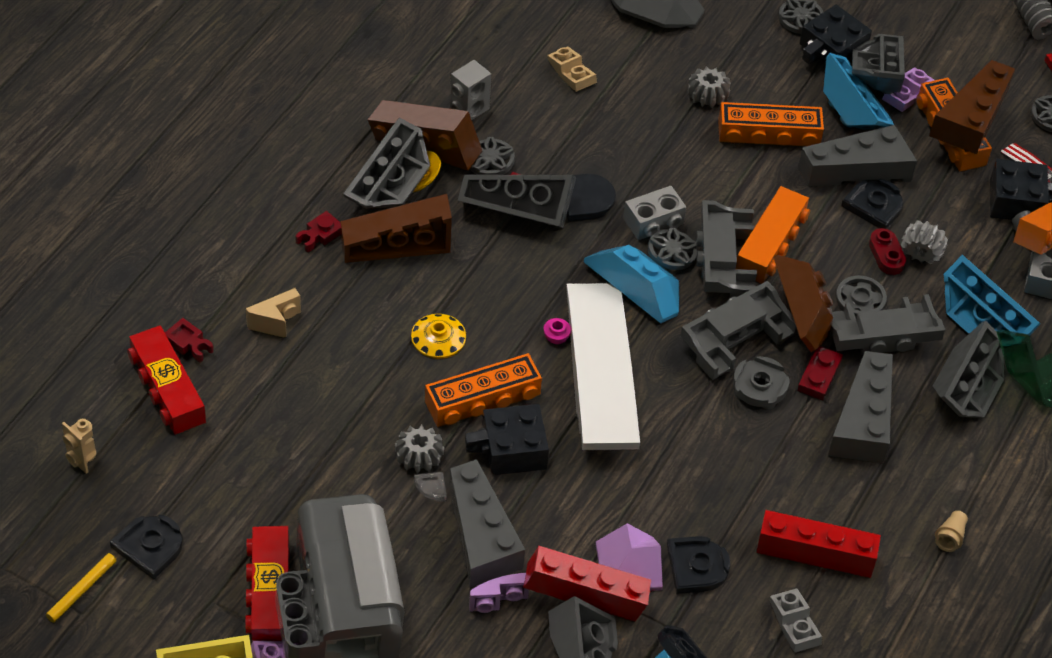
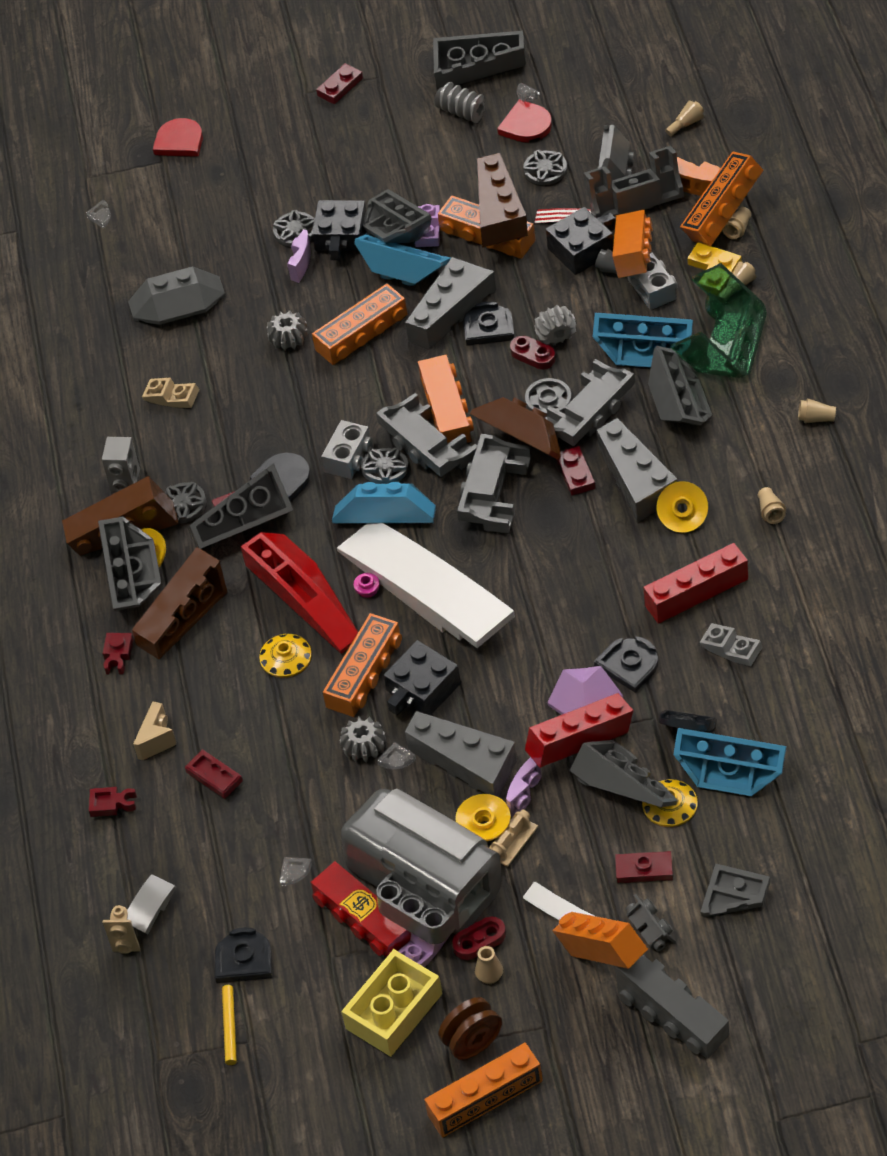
camera: 30 degrees left, 0 degrees up
(125, 440) = (148, 902): none -> light grey slope
(167, 380) = (128, 839): red brick -> none
(260, 508) = (294, 870): none -> clear tile
(283, 382) = (213, 774): none -> dark red plate
(444, 581) = (484, 808): none -> yellow dish
(446, 628) = (514, 838): none -> tan hinge
(506, 290) = (300, 585): none -> red wedge
(760, 395) = (548, 519): dark grey plate -> none
(778, 42) = (299, 262): none -> lavender slope
(864, 461) = (682, 493): none -> yellow dish

